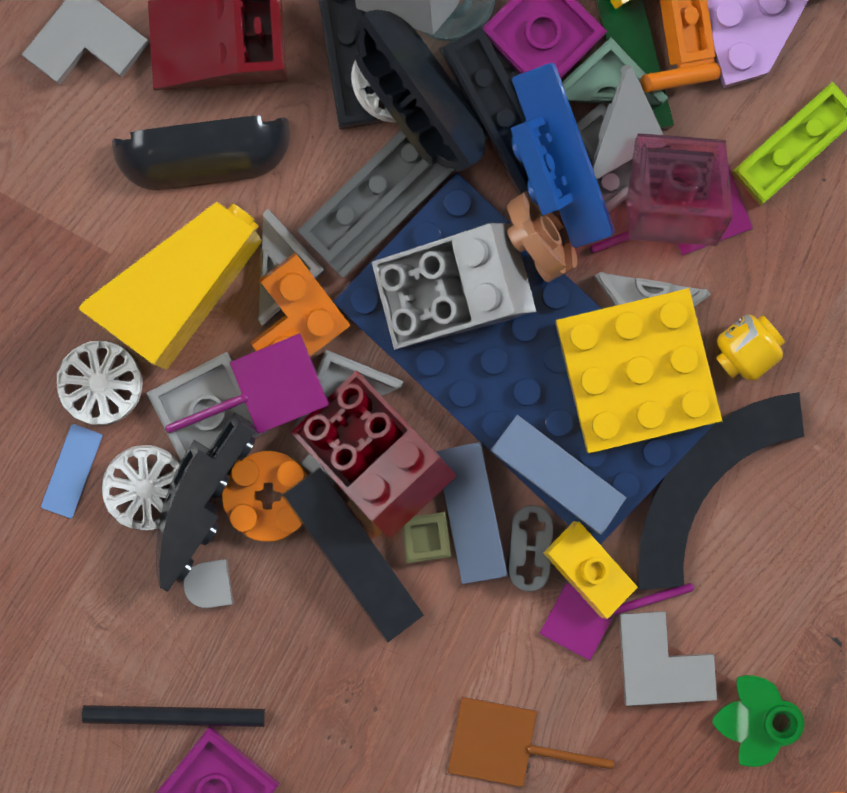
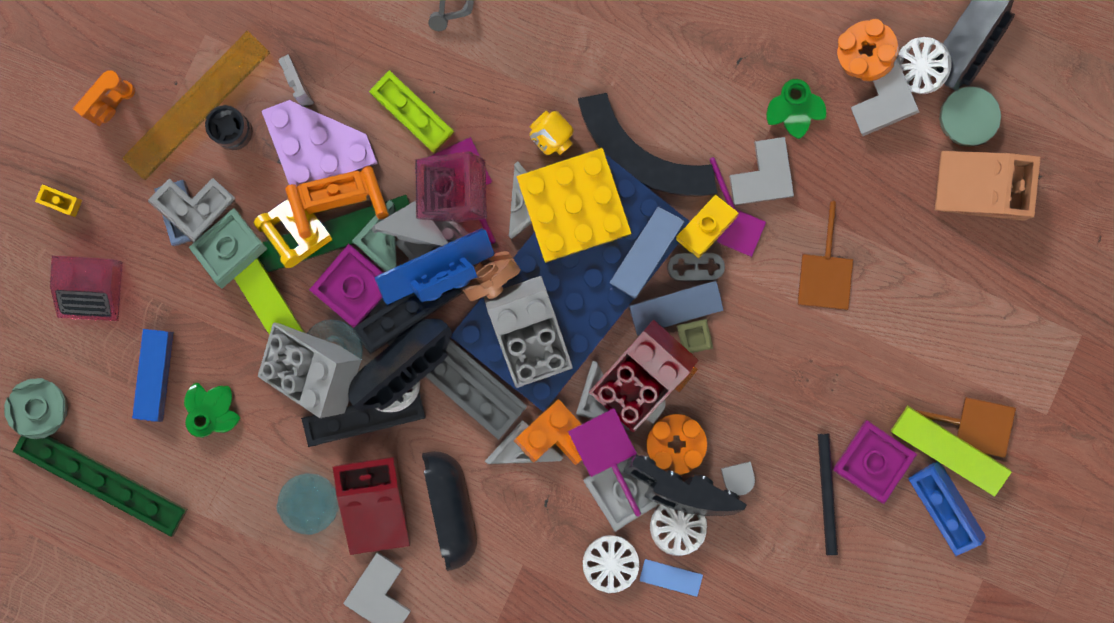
camera: 90 degrees left, 0 degrees up
(176, 285) = (545, 518): yellow slope -> none
(352, 554) = (711, 384): black tile -> none

